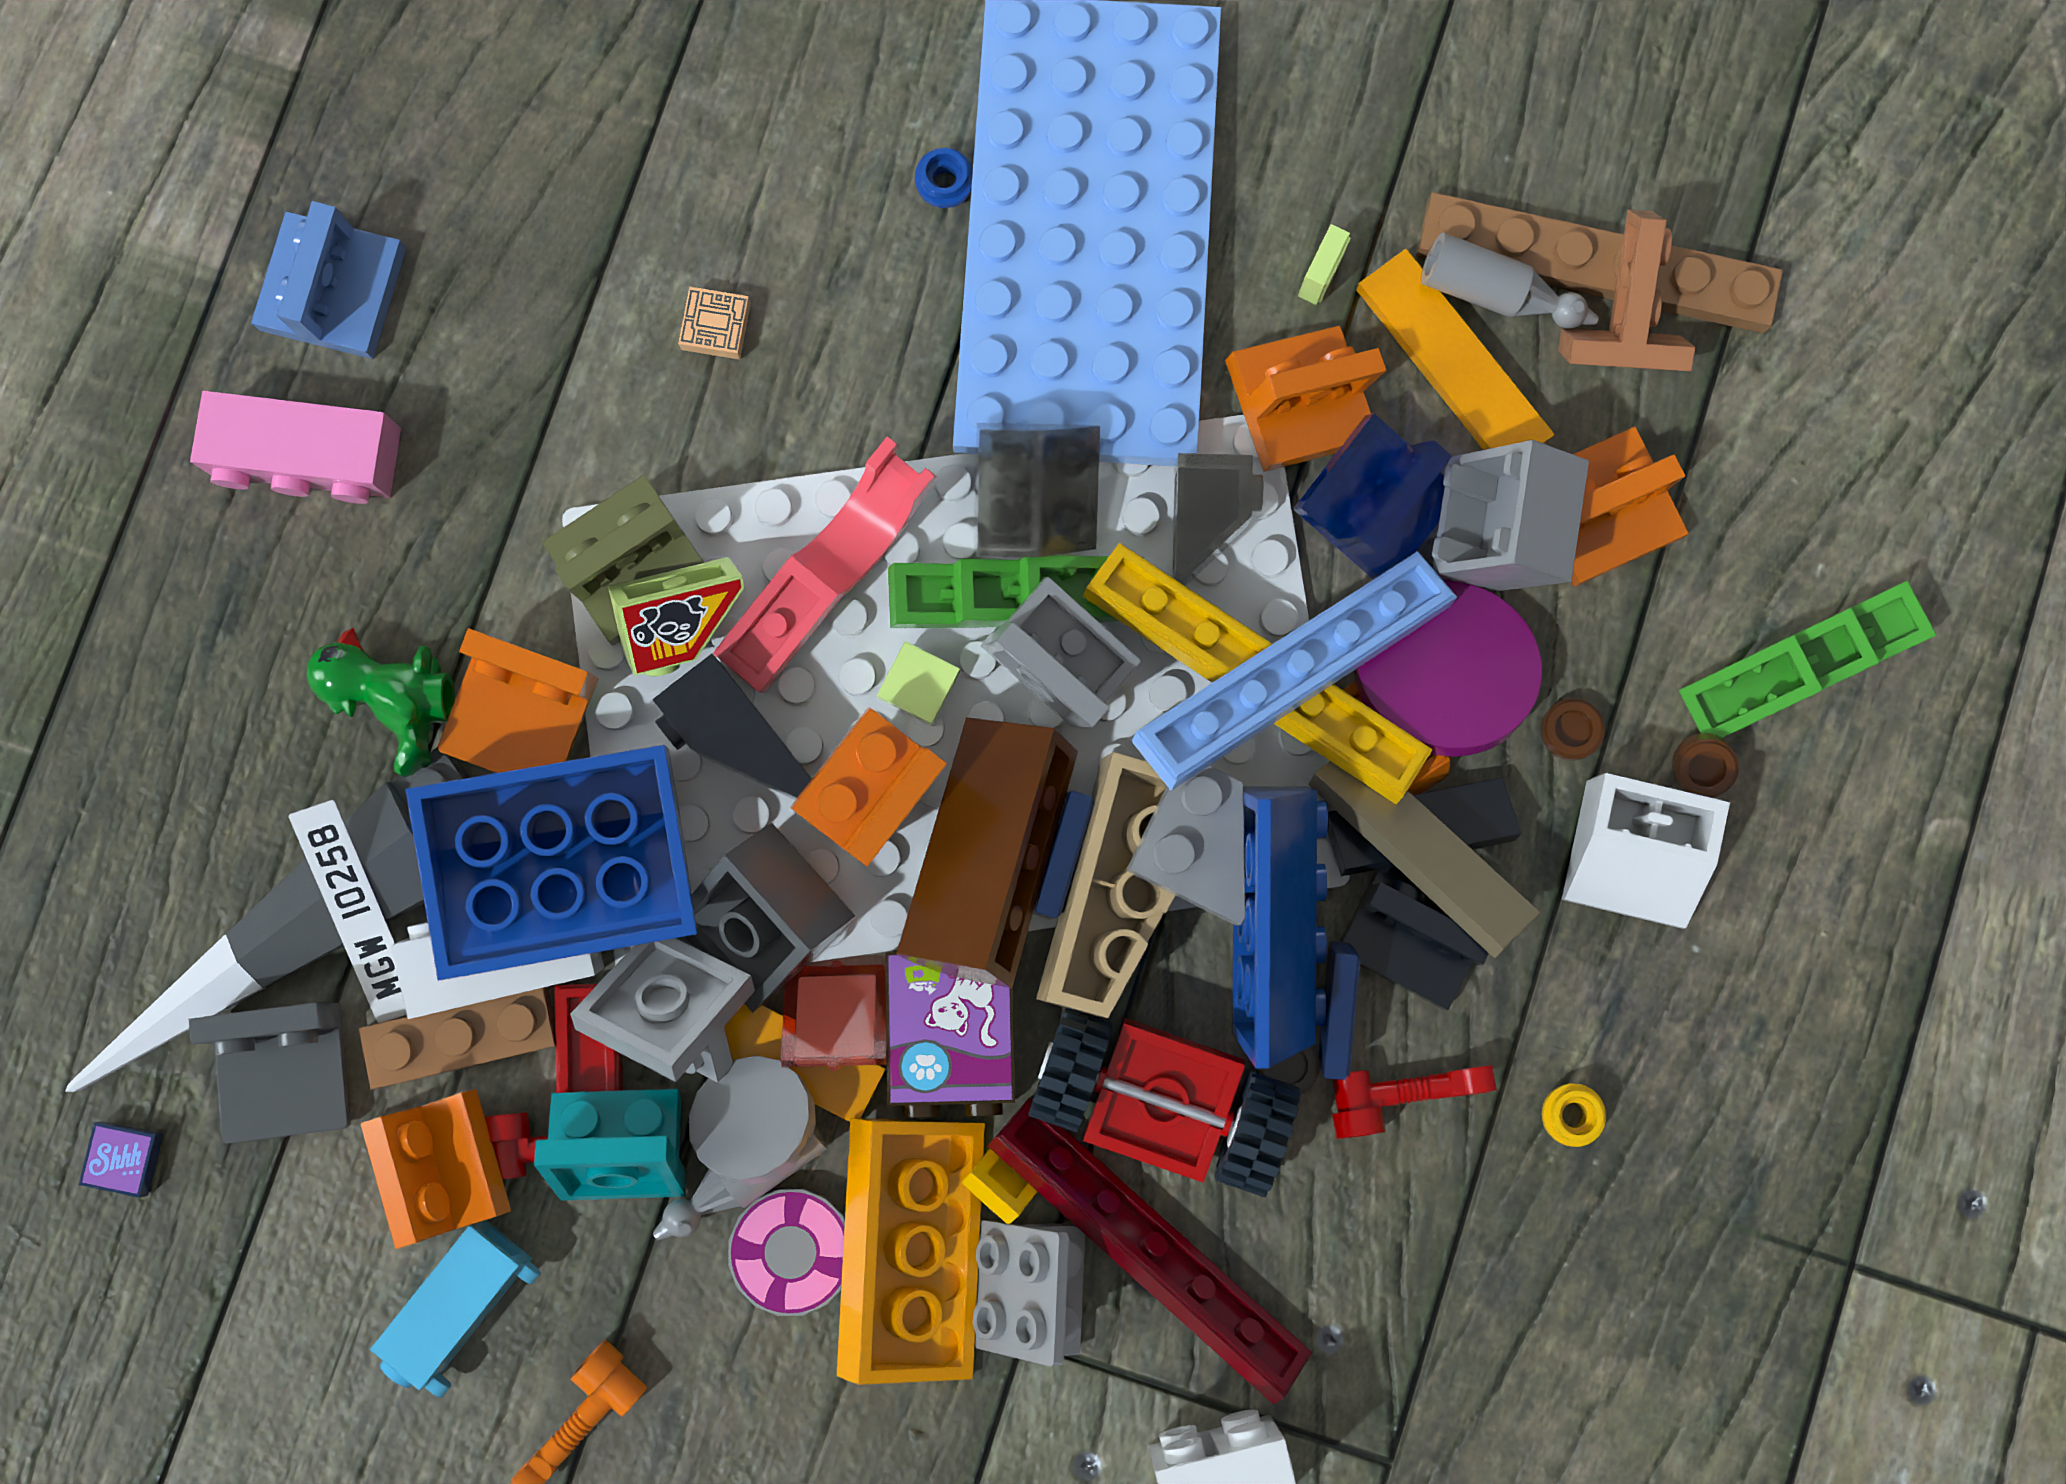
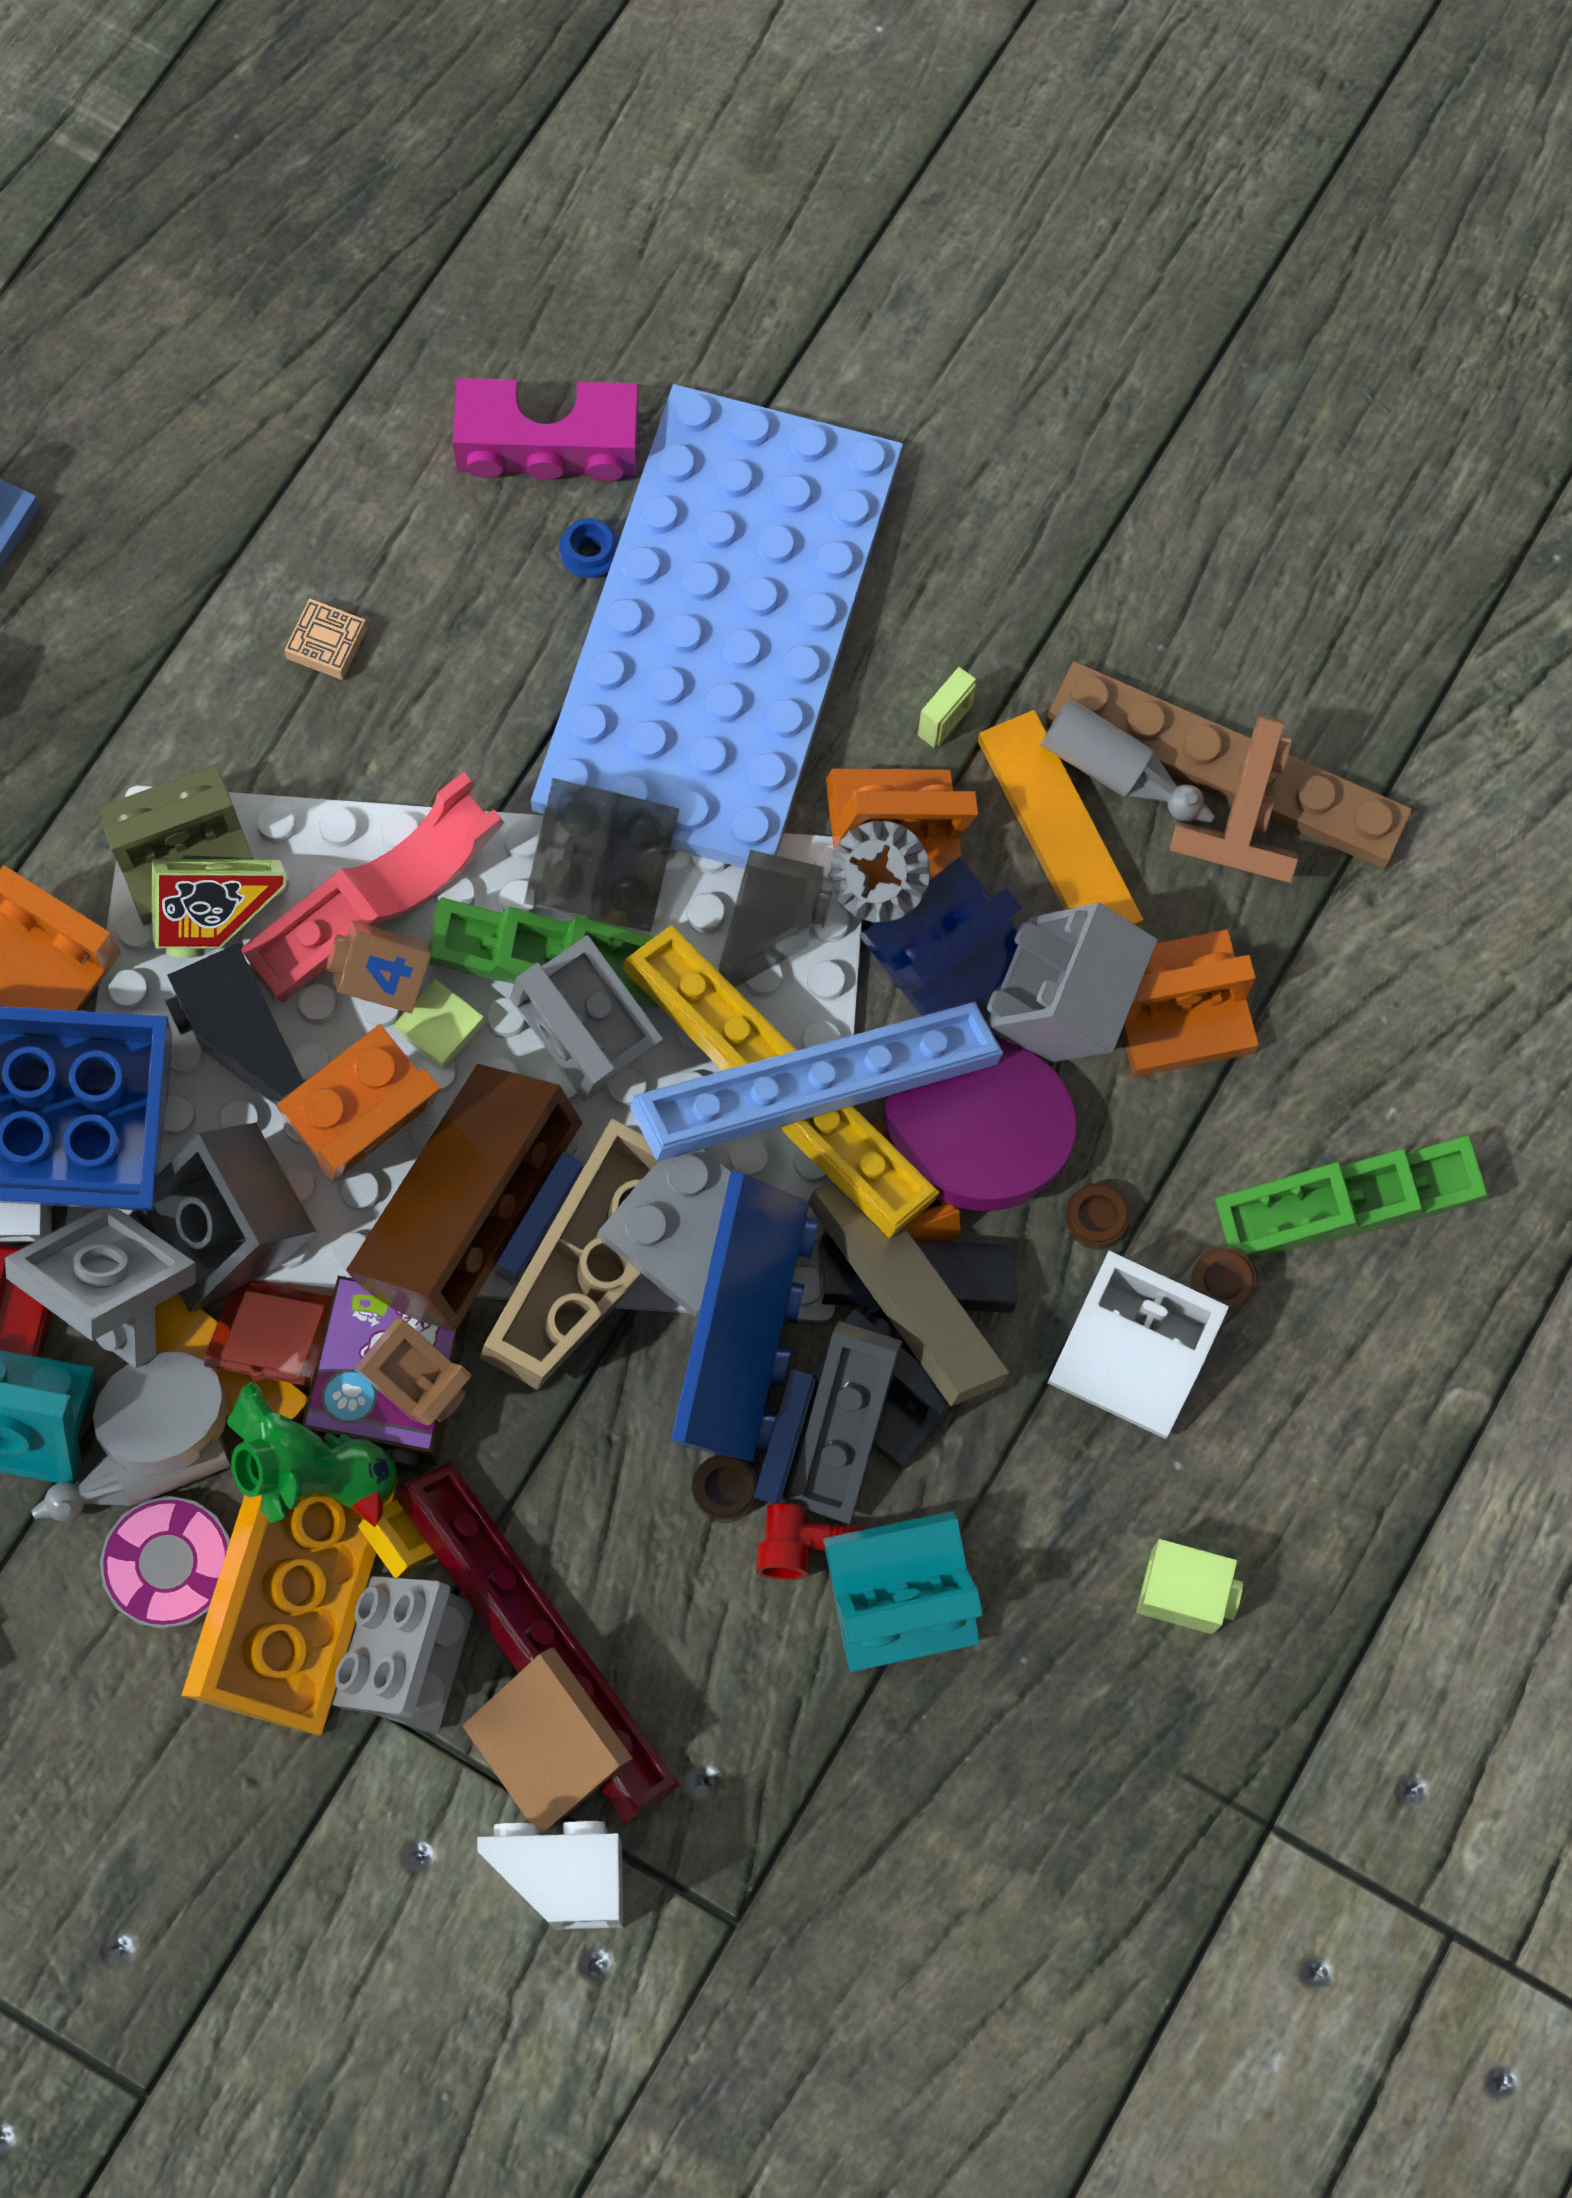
camera: 10 degrees right, 10 degrees down
(852, 644) = (379, 966): none -> medium nougat brick
(888, 1152) = (293, 1463): none -> green animal
(924, 69) = (592, 440): none -> dark pink arch
(985, 1039) = (414, 1374): none -> medium nougat bracket
(1166, 1101) = (583, 1486): plate -> none
(1186, 1347) = (546, 1741): none -> medium nougat tile
(1331, 433) = (906, 860): none -> light grey gear
(1394, 988) = (844, 1421): none -> dark grey plate
(1480, 1131) = (902, 1591): none -> teal bracket
(1592, 1118) = (1024, 1587): yellow plate -> none
(1738, 1067) = (1189, 1587): none -> yellowish green brick

